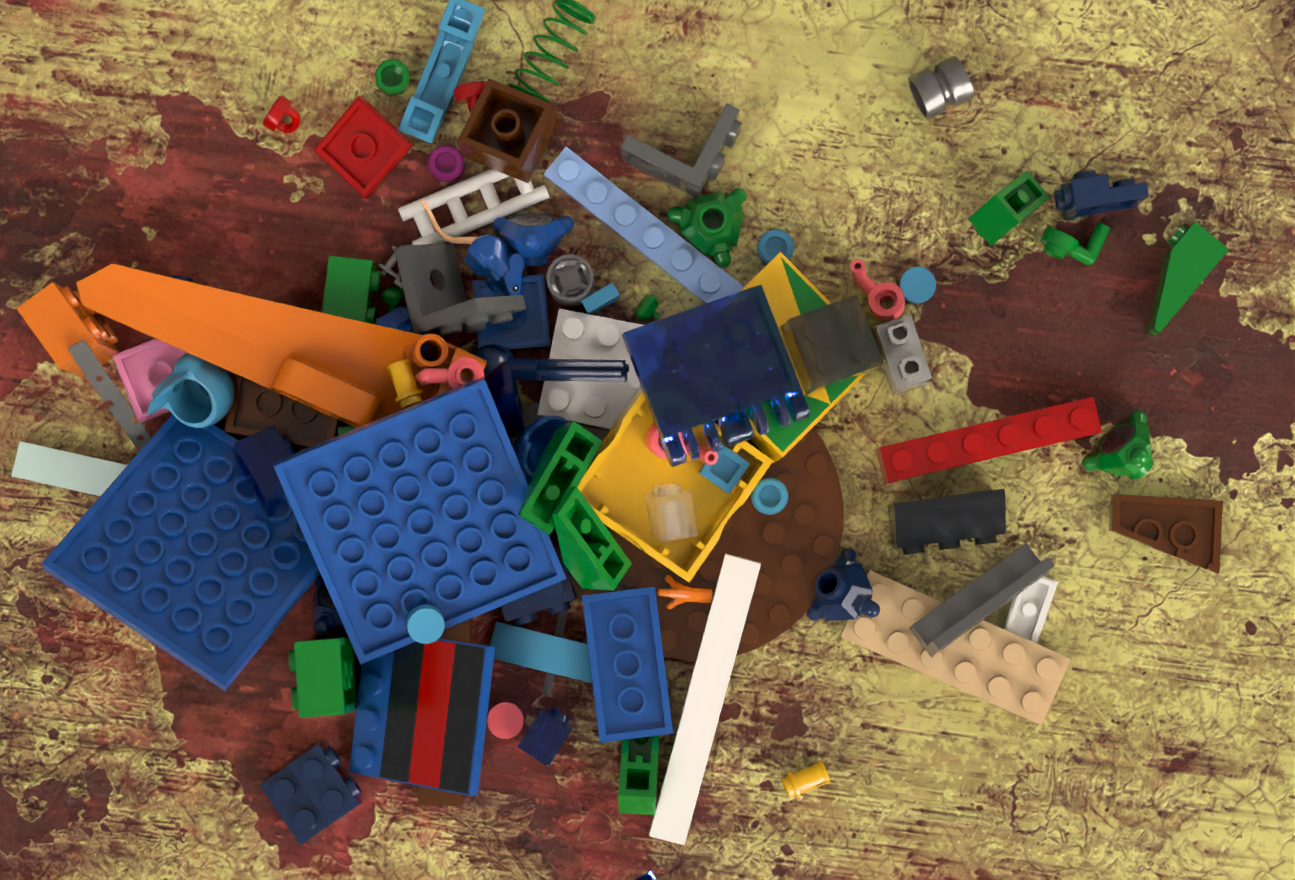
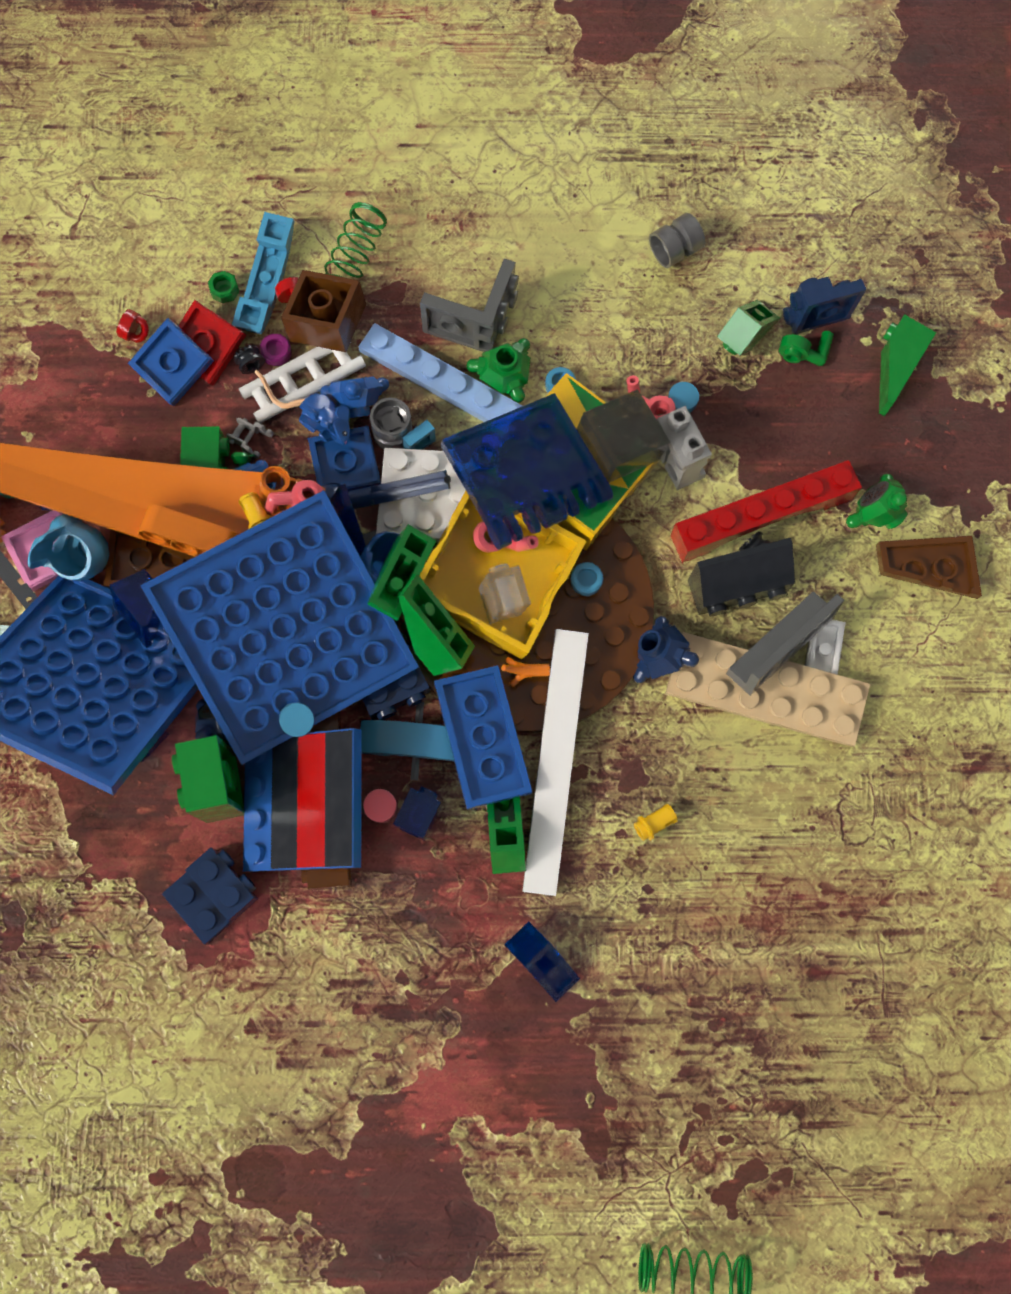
camera: 15 degrees left, 10 degrees down
(322, 167) = (170, 362): none -> blue tile
(414, 176) = (249, 359): none -> black bush
(446, 305) = (299, 453): dark grey bracket -> none
(726, 470) = (544, 557): dark azure plate -> none
(969, 480) = (756, 541): none -> black bush

